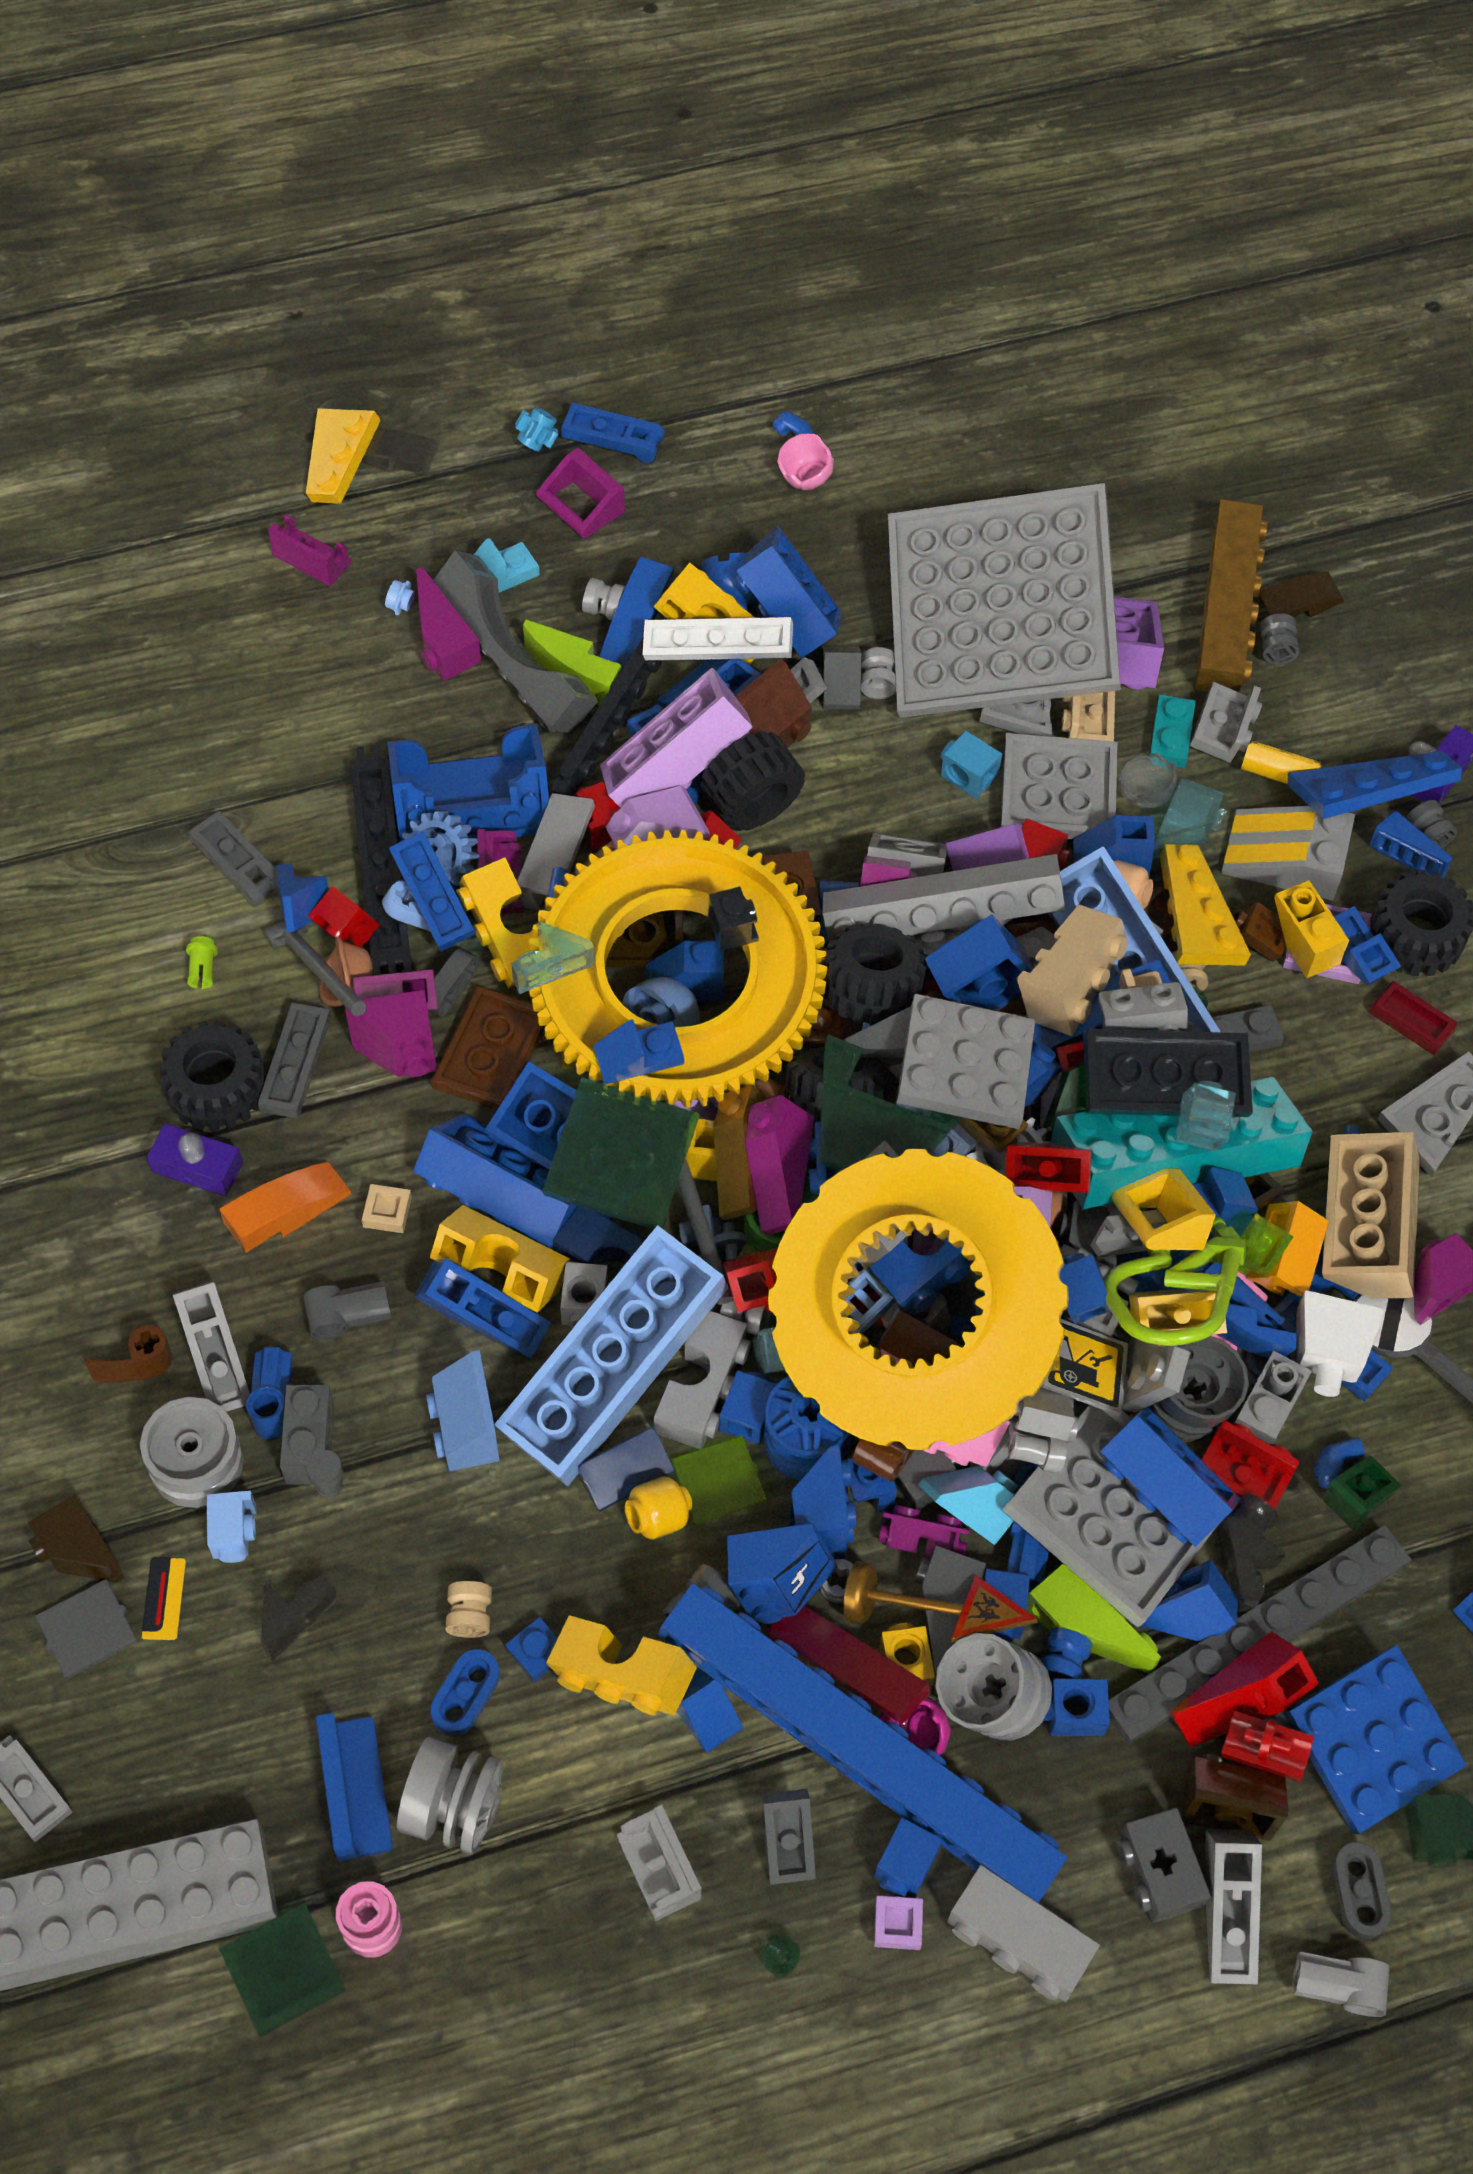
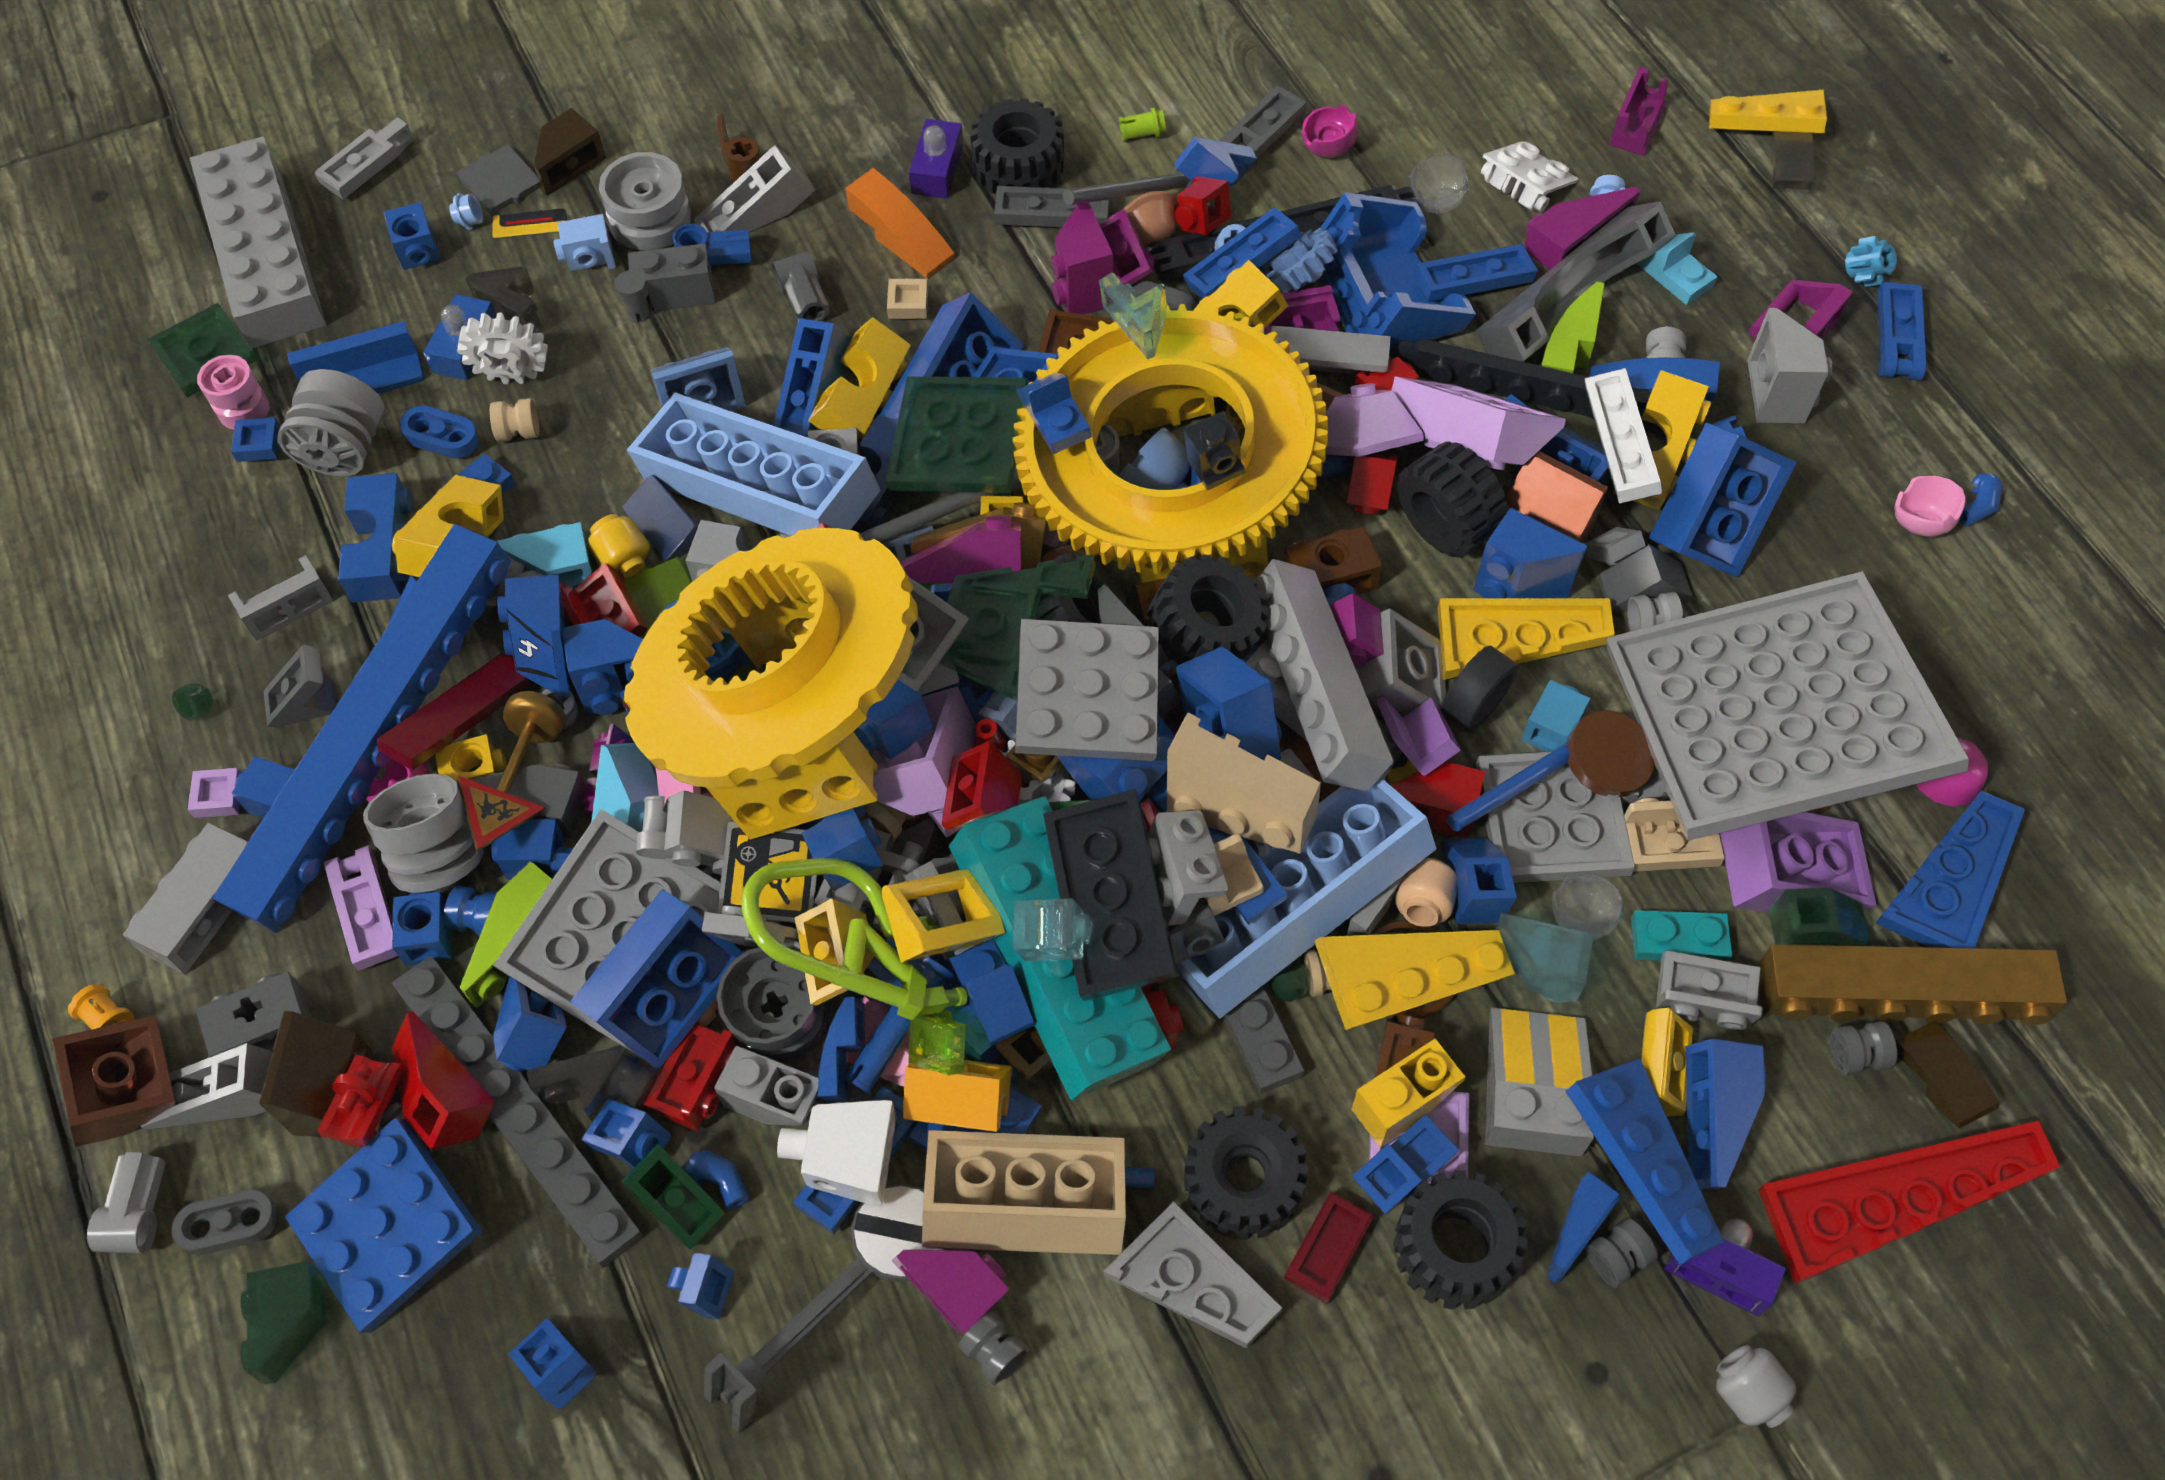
camera: 85 degrees right, 0 degrees up
(138, 1661) = (466, 211): none -> light blue plate
(152, 1709) = (411, 235): none -> blue brick
(264, 797) = (1330, 131): none -> dark pink hair
(332, 1667) = (442, 347): none -> blue piece
(357, 650) = (1526, 174): none -> white hinge
(362, 720) = (1440, 183): none -> clear hair
(384, 1606) = (502, 348): none -> white gear
(433, 1899) = (255, 439): none -> blue plate
(475, 719) = (1475, 272): none -> blue plate
(564, 1748) = (378, 507): none -> blue arch
(651, 516) = (1786, 370): none -> light grey slope
(663, 1568) = (553, 552): none -> medium azure slope
(734, 1515) = (600, 598): none -> red bracket
(822, 745) = (1528, 560): none -> blue slope
(876, 782) = (1520, 627): none -> yellow wing
(944, 805) = (1479, 688): none -> black tyre
(1021, 729) = (1609, 753): none -> reddish brown tile
(1041, 797) = (1508, 788): none -> blue bar
(1047, 1768) = (362, 908): none -> lavender plate
(1142, 2025) = (101, 1012): none -> light orange bush
(1154, 551) = (1956, 883): none -> blue wing
(1181, 640) = (1818, 918): none -> slope
(1222, 1999) = (113, 1079): none -> copper slope
(1298, 1531) = (625, 1133): none -> blue bracket
(1323, 734) = (1722, 1101): none -> blue slope
(1365, 1036) = (1245, 1137): none -> black tyre
(1396, 669) = (1874, 1202): none -> red wing
(1436, 1475) = (703, 1285): none -> blue tile

